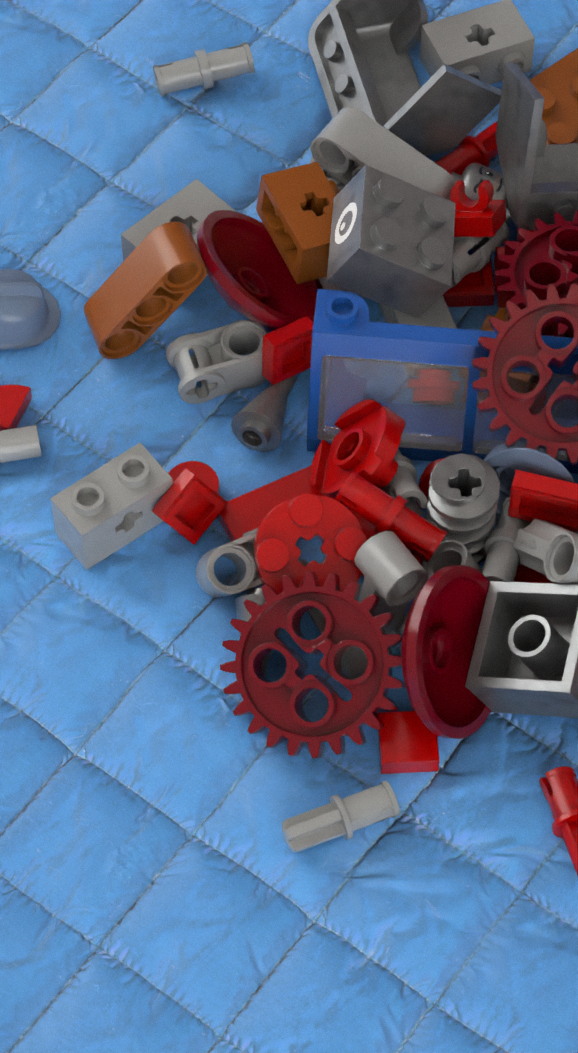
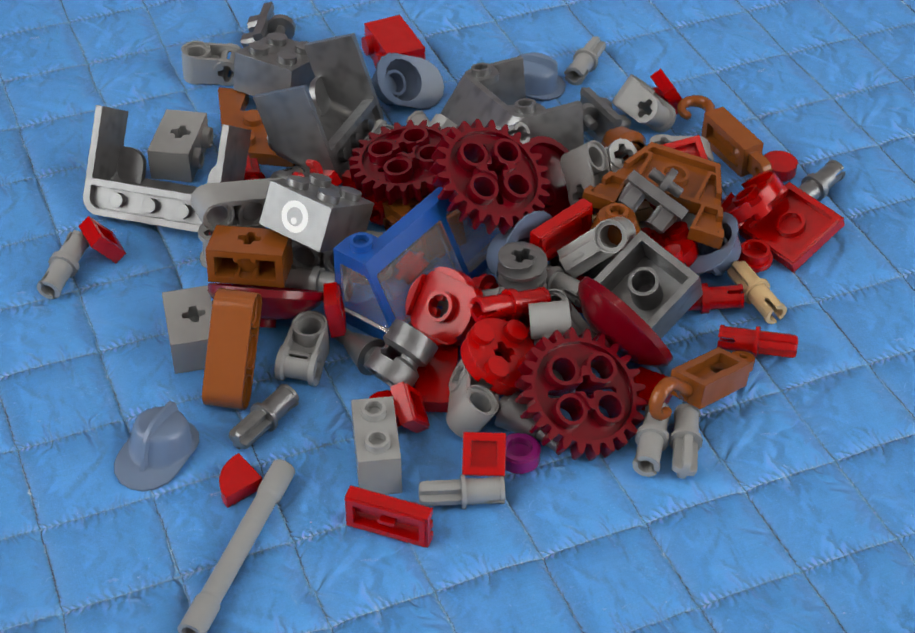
camera: 60 degrees left, 15 degrees down
(20, 573) = (389, 516): none -> red tile
(99, 380) = (264, 416): none -> flat silver axle
(110, 626) = (462, 491): none -> light grey axle
(165, 616) = (484, 454): none -> red tile
(206, 654) = (521, 453): none -> magenta tile
(254, 455) = (402, 354): none -> flat silver wheel
(261, 77) = (102, 239): none -> red tile
(319, 778) = (651, 441): none -> light grey pin
(438, 787) = (702, 380): none -> dark orange piece

